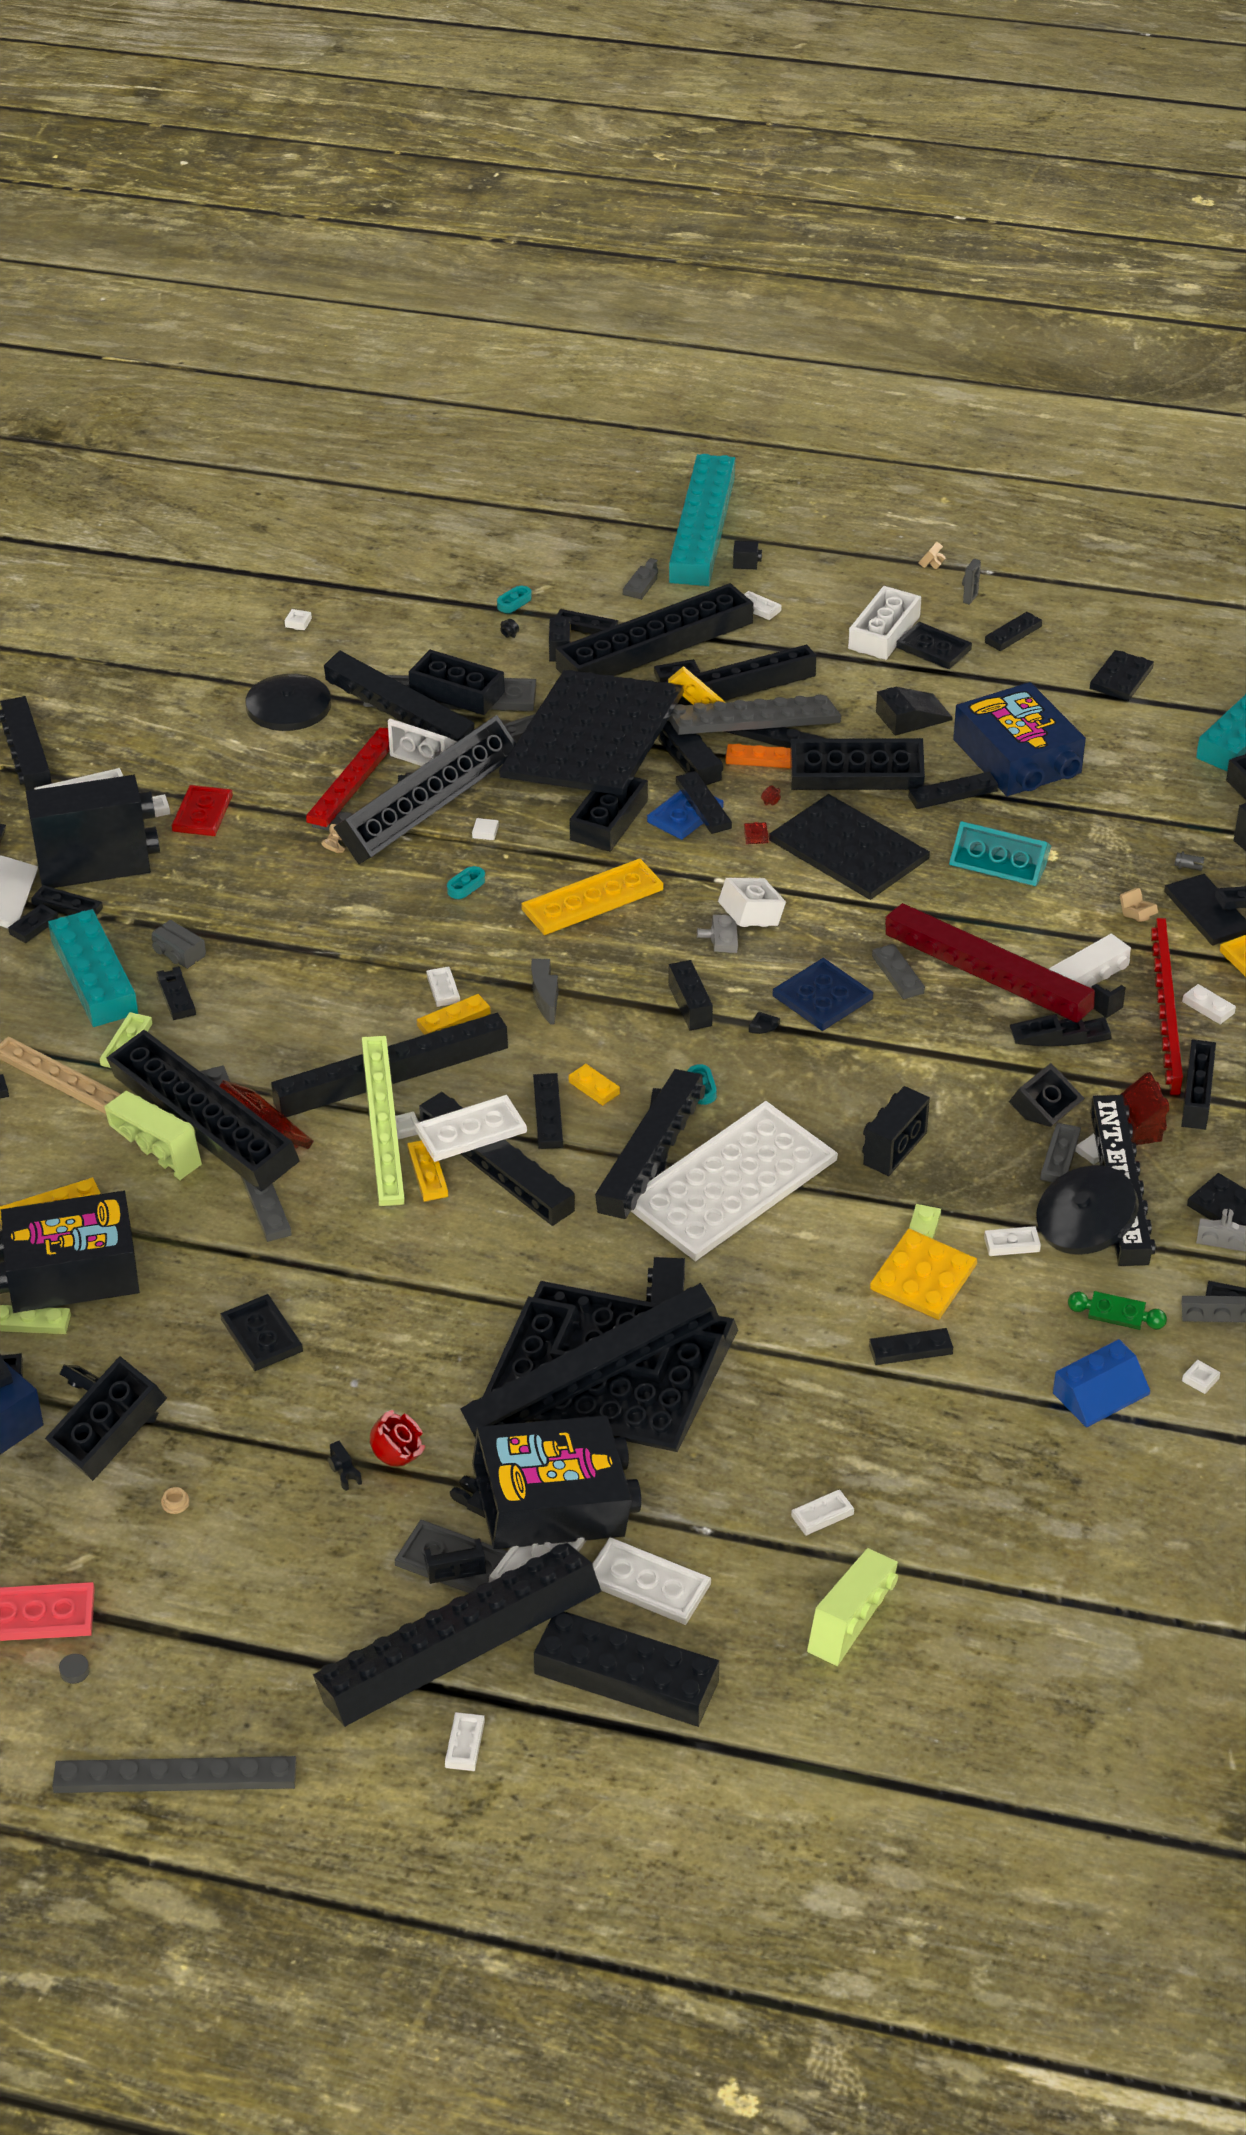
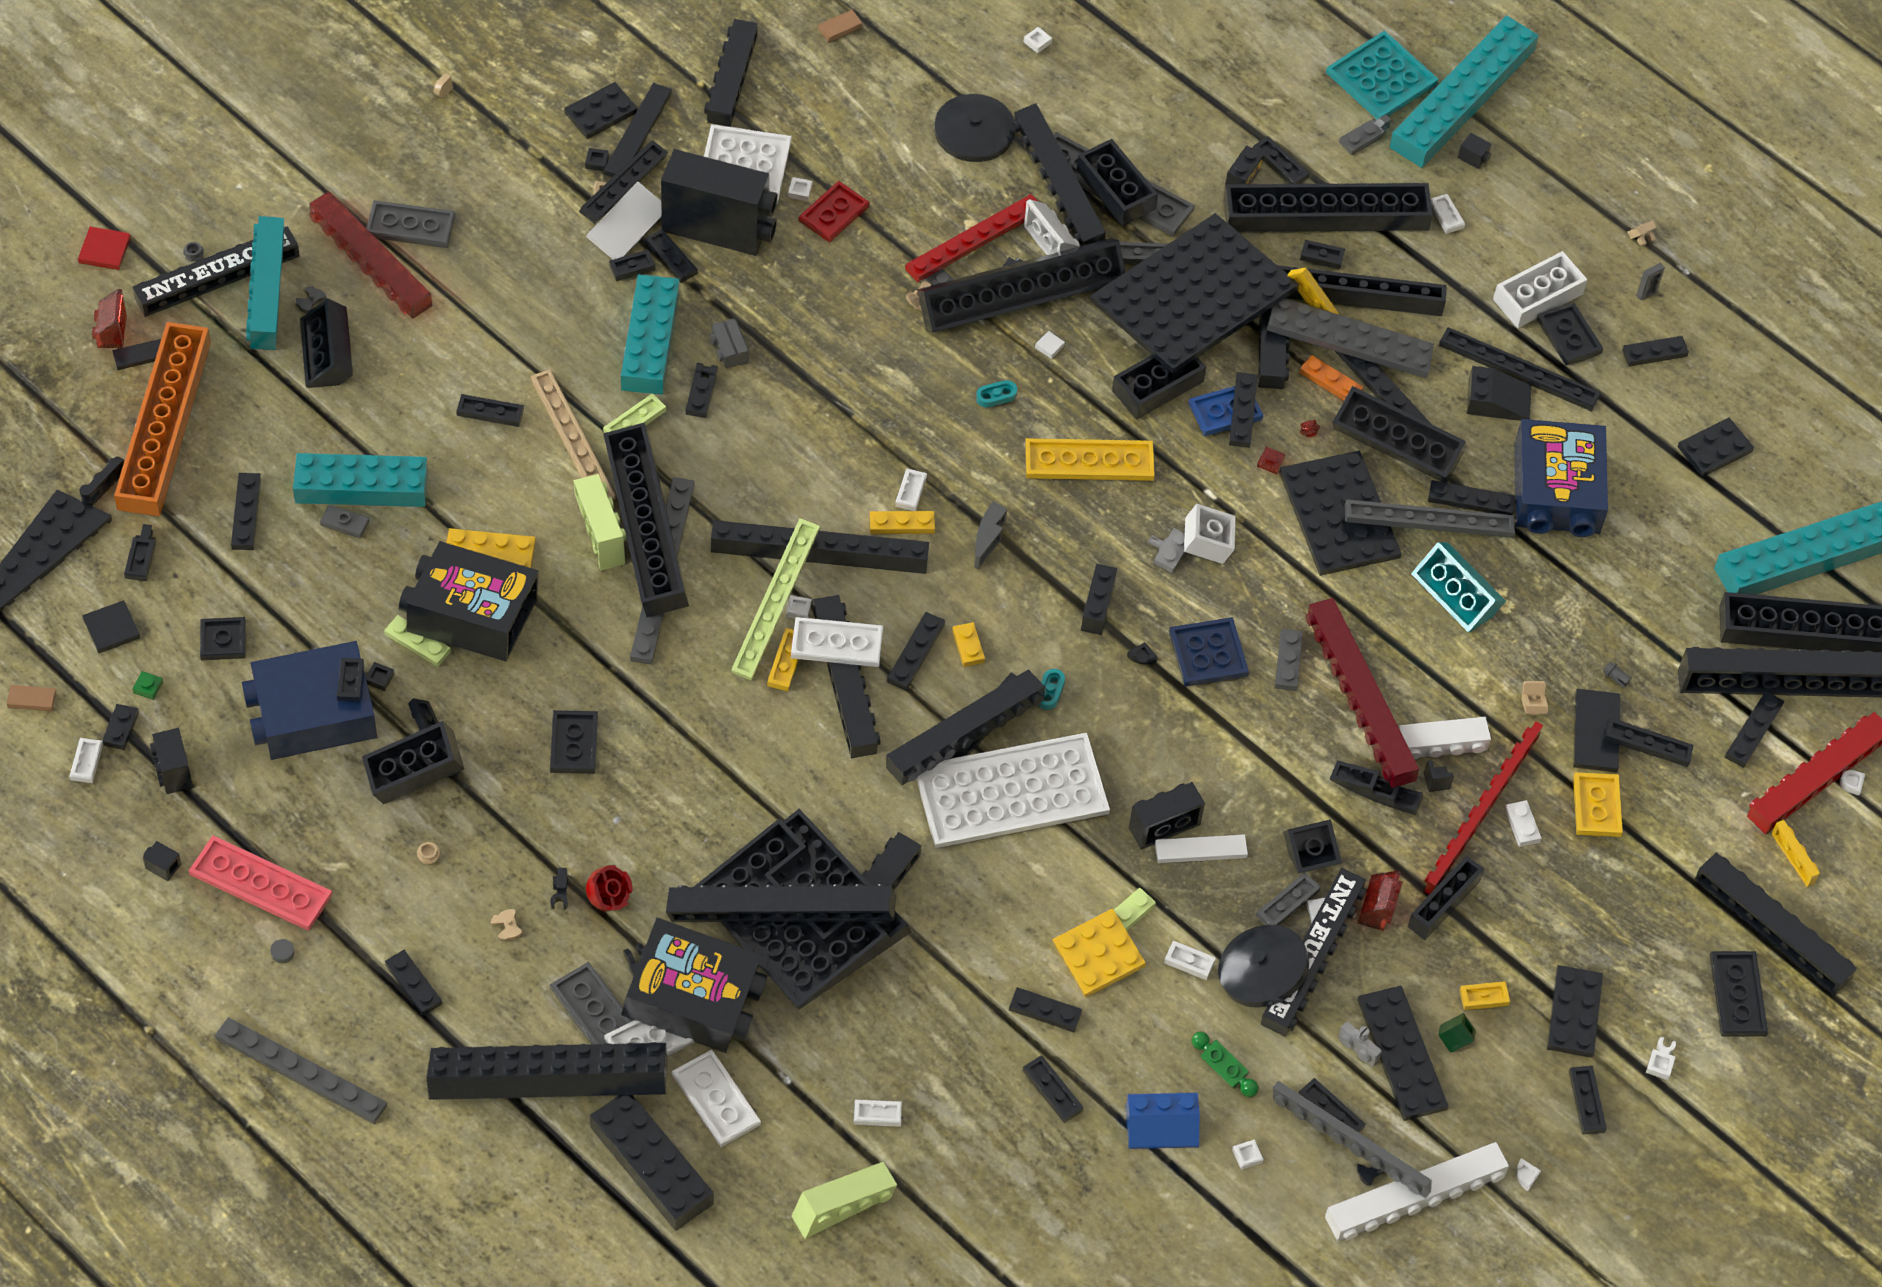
camera: 25 degrees right, 15 degrees up
(103, 676) = (840, 26): none -> medium nougat tile
(243, 1629) = (413, 982): none -> black plate
(268, 1113) = (693, 547): clear red plate -> none
(316, 1531) = (511, 930): none -> tan piece
(455, 1564) = (586, 1011): black hinge -> none
(464, 1741) = (506, 1154): white plate -> none
(509, 628) = (1211, 136): black plate -> none
(514, 599) = (1237, 104): teal plate -> none
(623, 535) = (1382, 75): none -> teal plate
(932, 814) = (1429, 518): none -> dark grey plate
(935, 684) = (1519, 369): none -> black tile
(944, 1149) = (1201, 848): none -> white tile
(975, 1408) = (1053, 1089): none -> black plate

